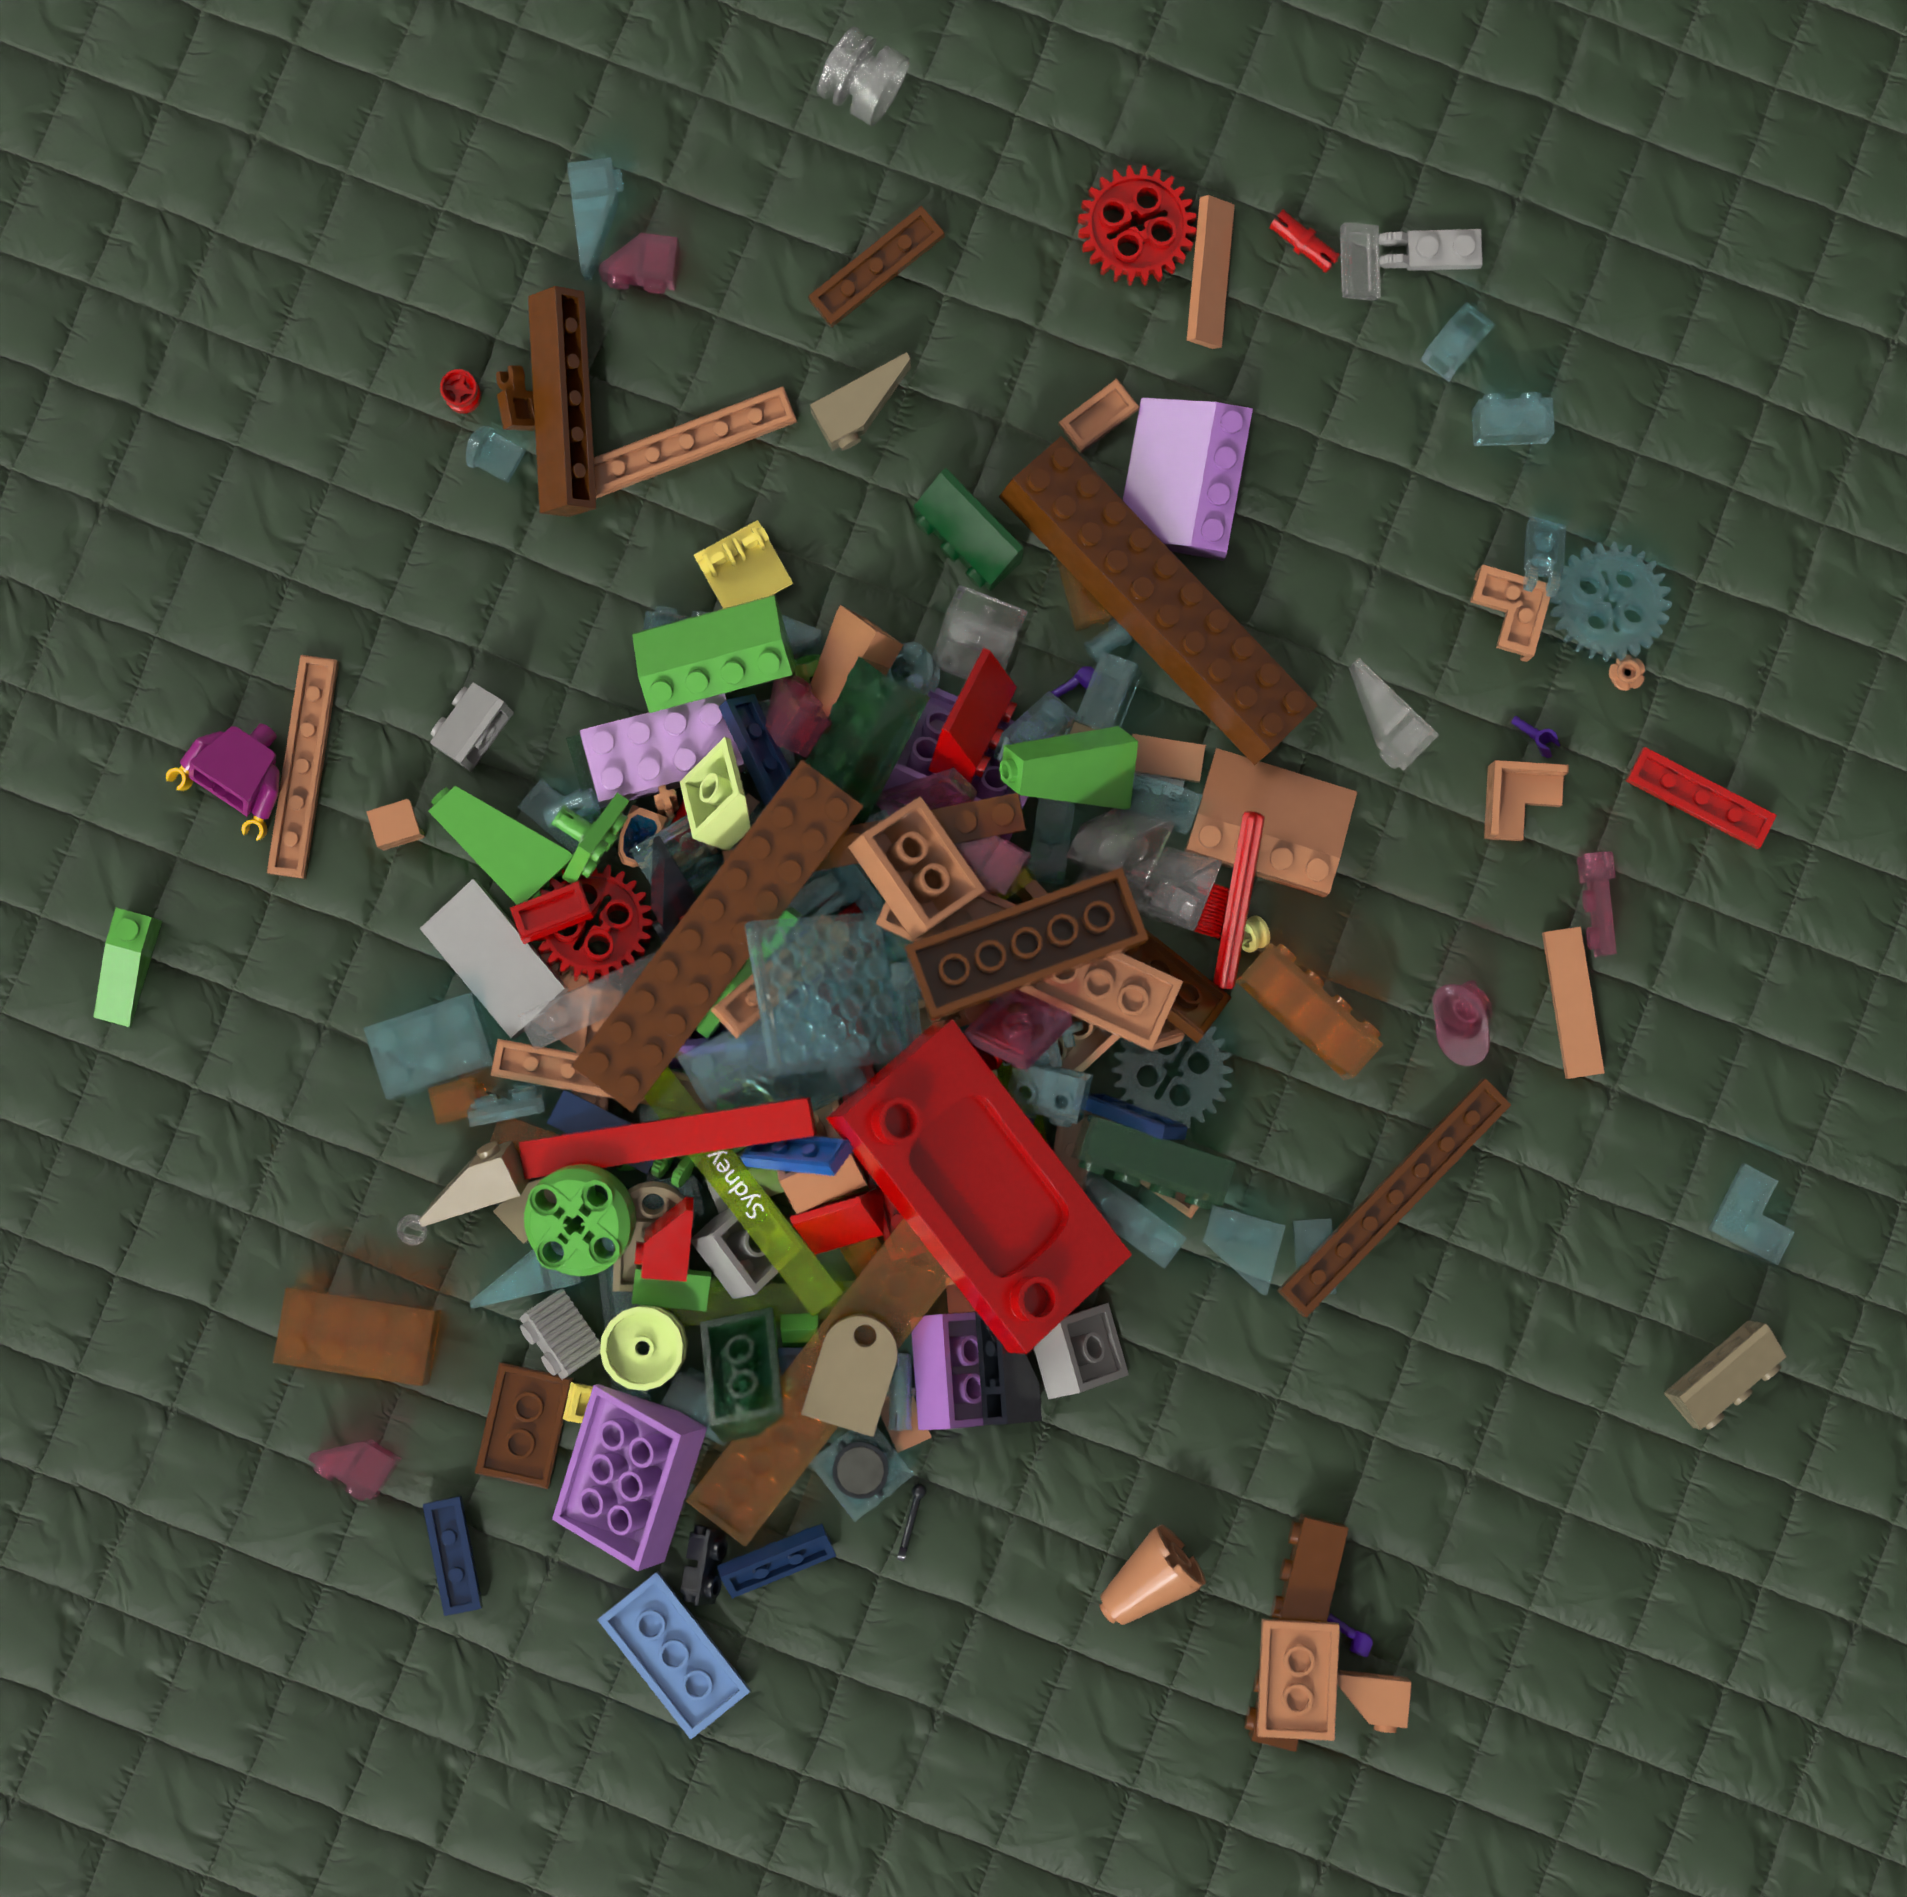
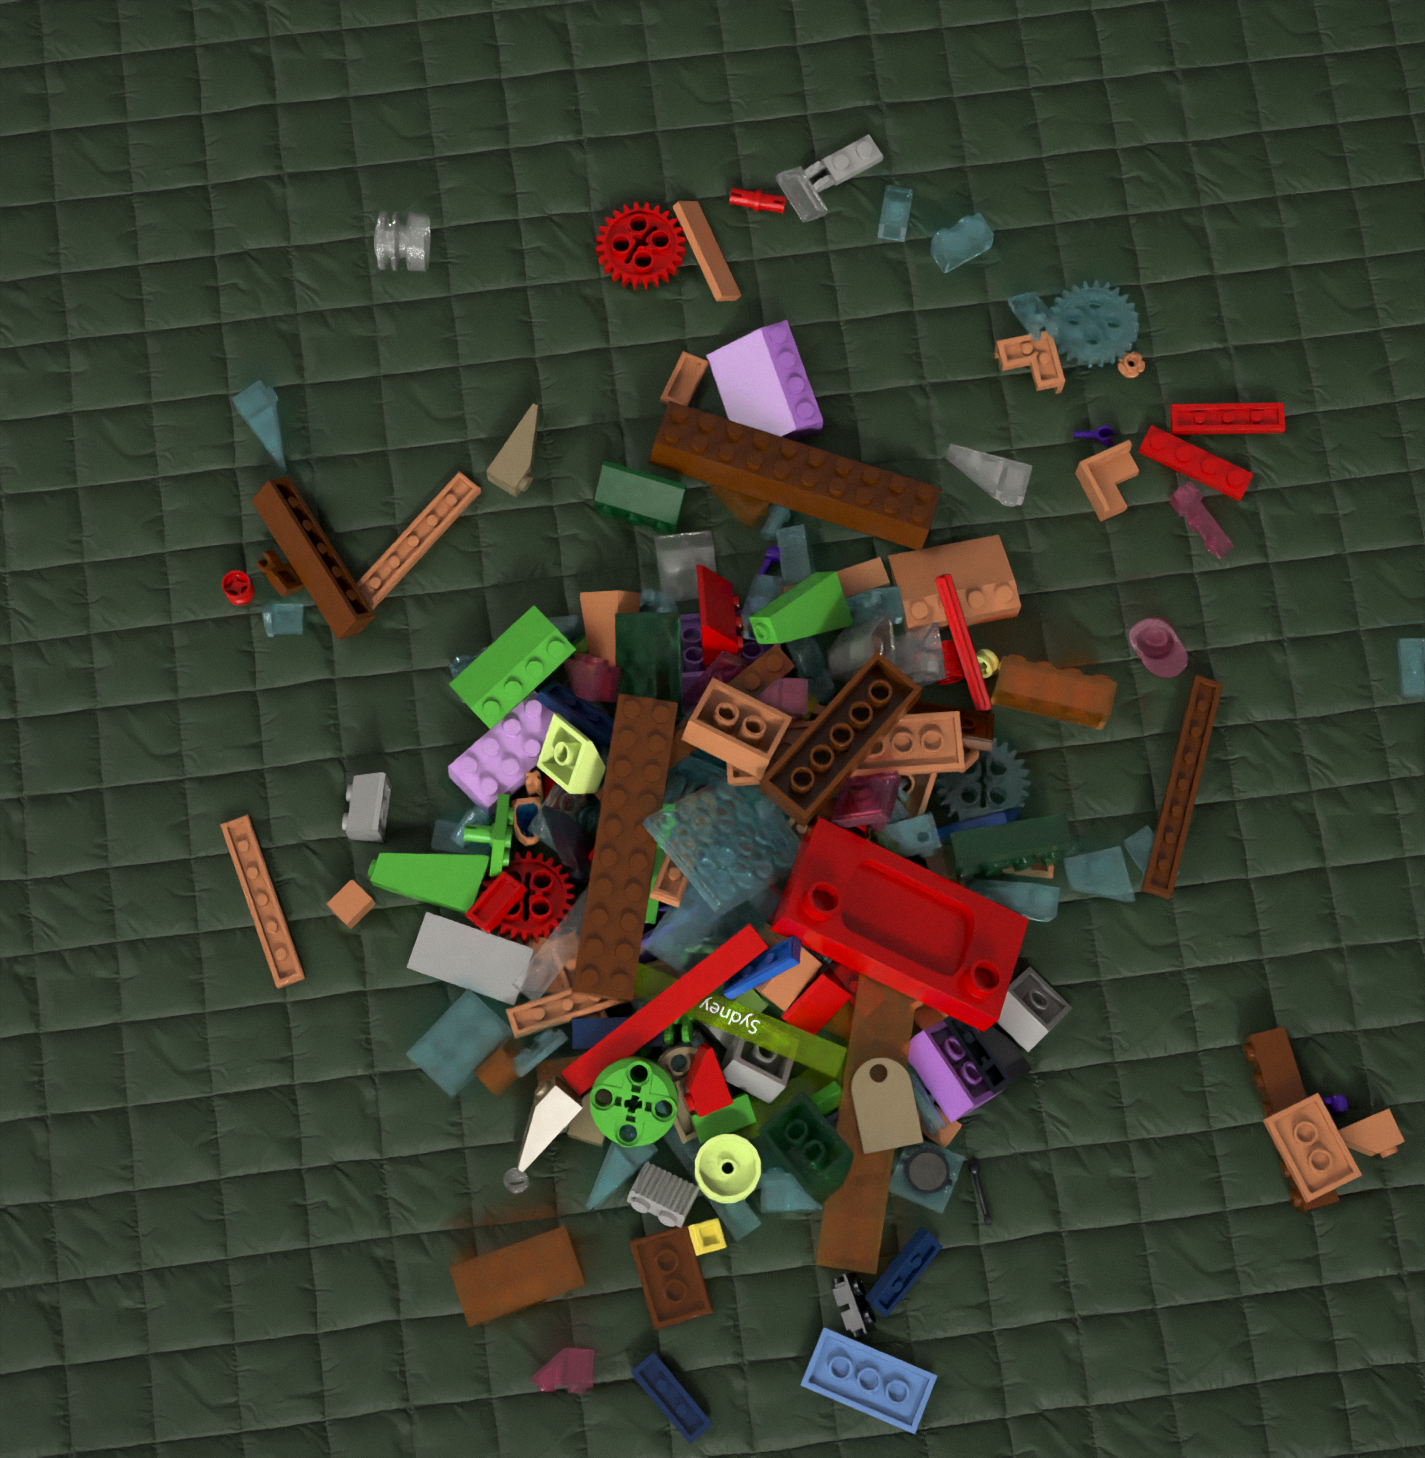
camera: 30 degrees left, 10 degrees down
(125, 965) = (209, 1106): slope -> none
(236, 770) = (216, 925): magenta torso -> none
(629, 1476) = (766, 1267): medium lavender slope -> none
(644, 262) = (318, 439): clear pink slope -> none
(743, 567) = (497, 603): light yellow hinge -> none
(876, 266) = (479, 361): reddish brown plate -> none
(1151, 1578) = (1170, 1138): nougat cone -> none
(1573, 1002) = (1223, 596): nougat tile -> none
(1633, 830) = (1195, 463): none -> red plate

